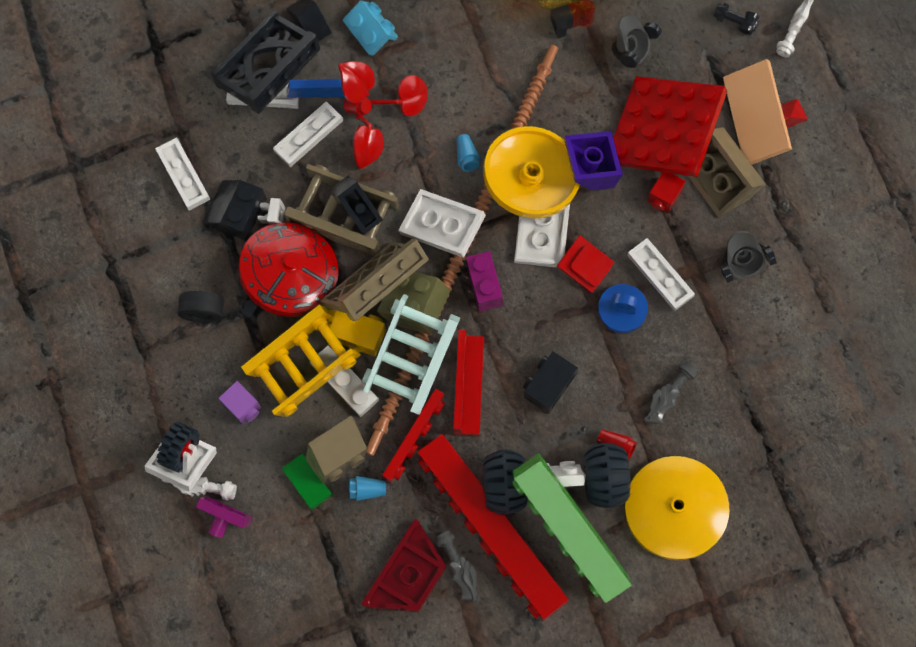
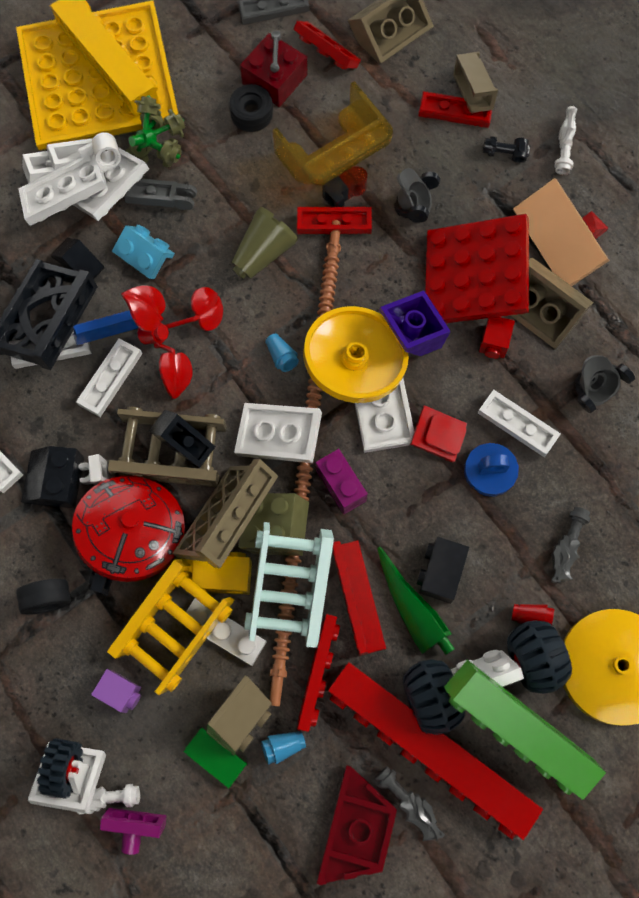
camera: 20 degrees left, 0 degrees up
(478, 50) = (262, 244): none -> olive cone
(517, 418) = (419, 617): none -> green piece
(539, 40) = (319, 220): none -> red plate

